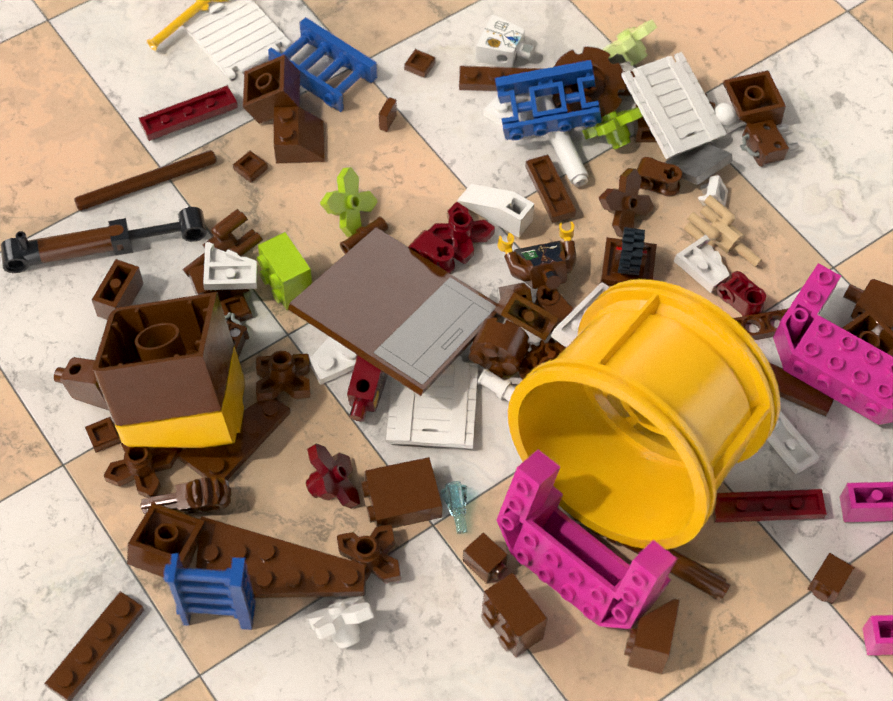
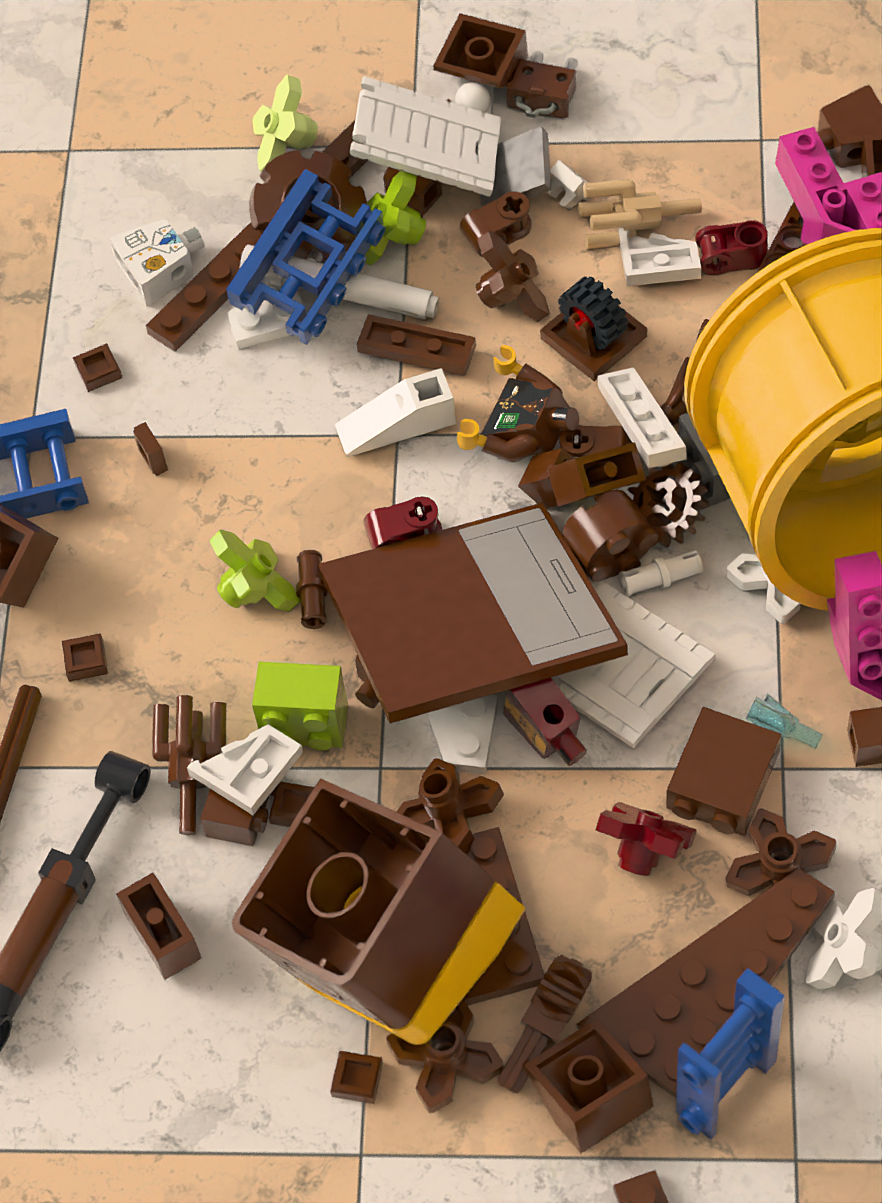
camera: 45 degrees left, 0 degrees up
(81, 382) = (271, 1043): reddish brown torso -> none
(297, 136) = (89, 573): reddish brown slope -> none
(462, 231) = (398, 474): dark red plant -> none

